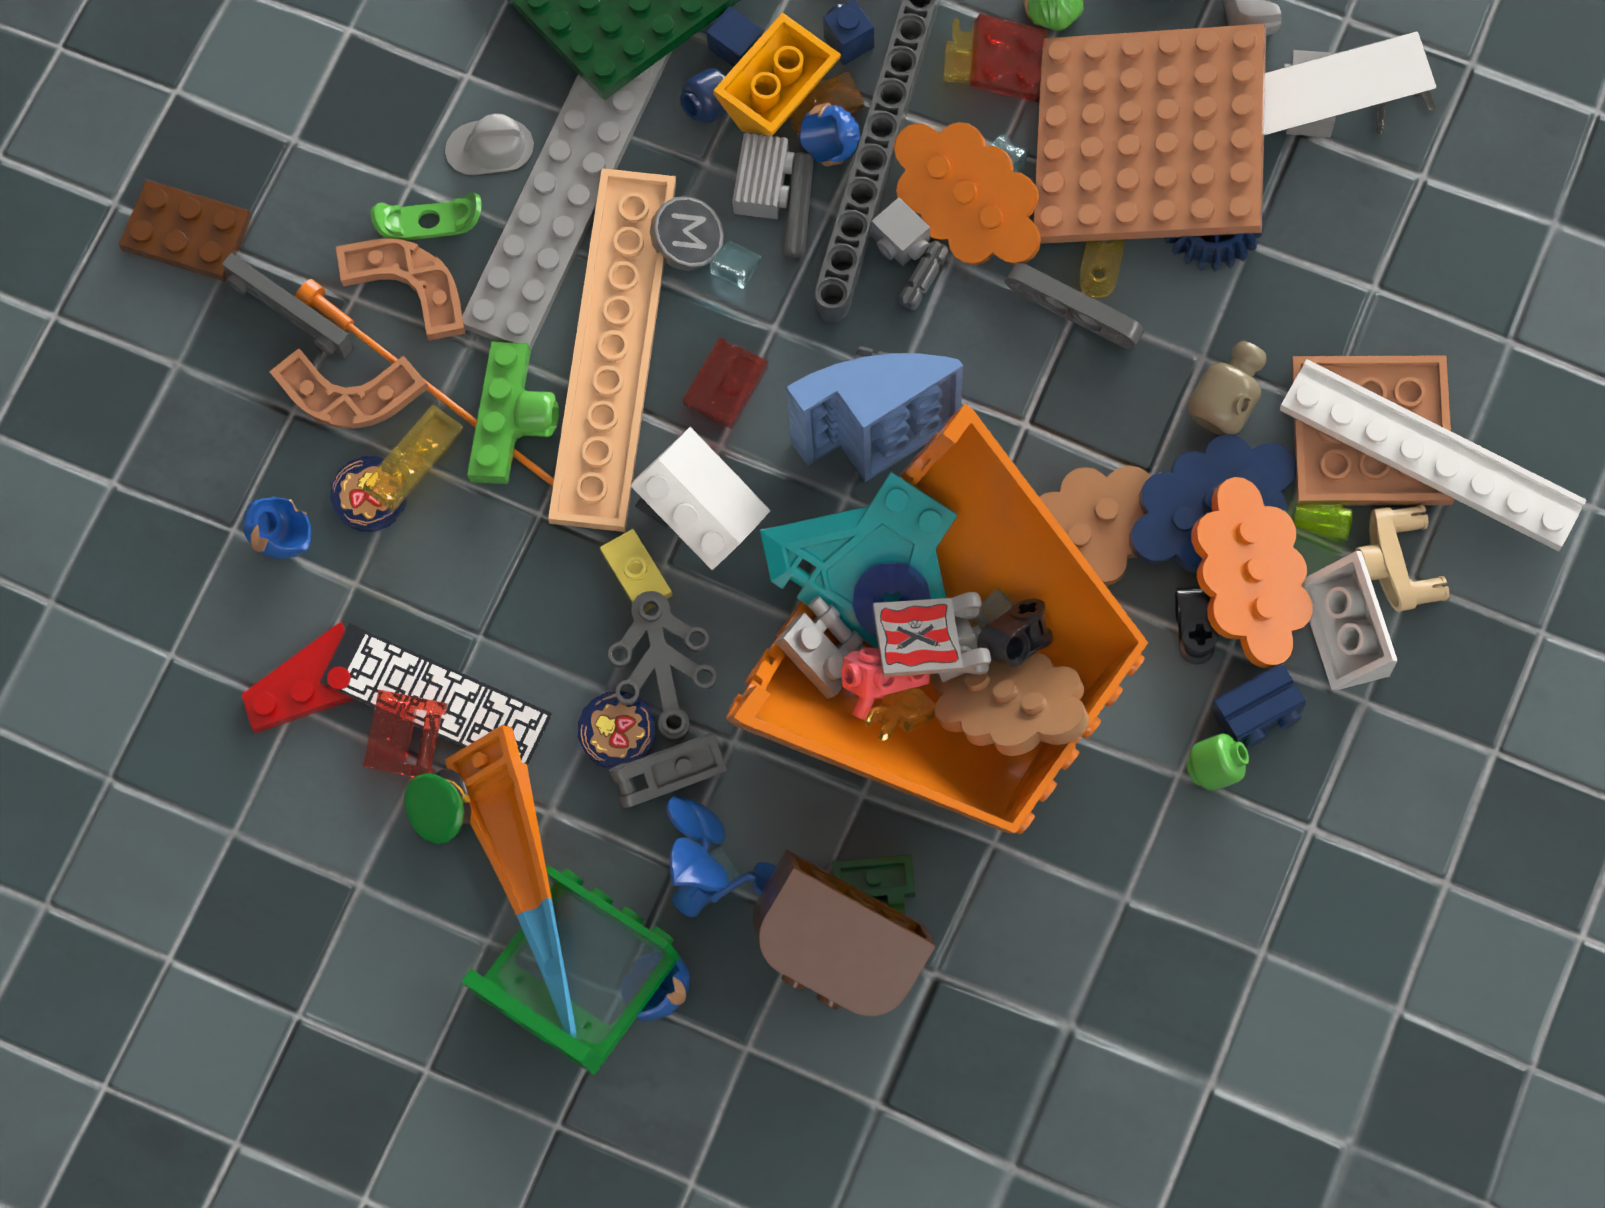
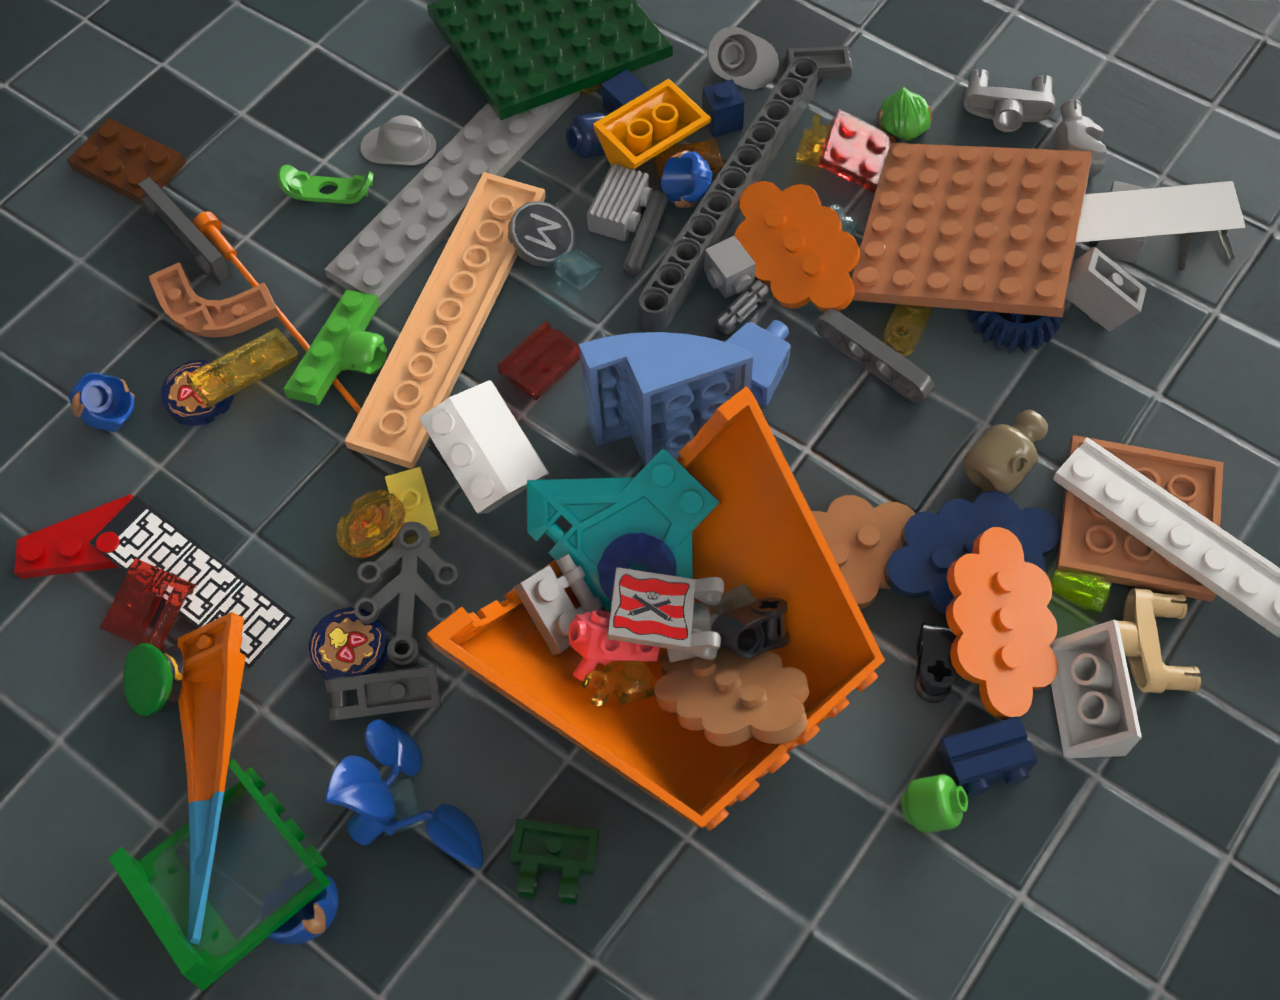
camera: 10 degrees right, 10 degrees down
(410, 265) = (298, 217): nougat plate -> none
(603, 602) = (370, 524): none -> clear yellow tile
(838, 939) = (493, 903): reddish brown brick -> none
(953, 332) = (769, 356): none -> medium blue torso
(1301, 186) = (1104, 290): none -> light grey brick

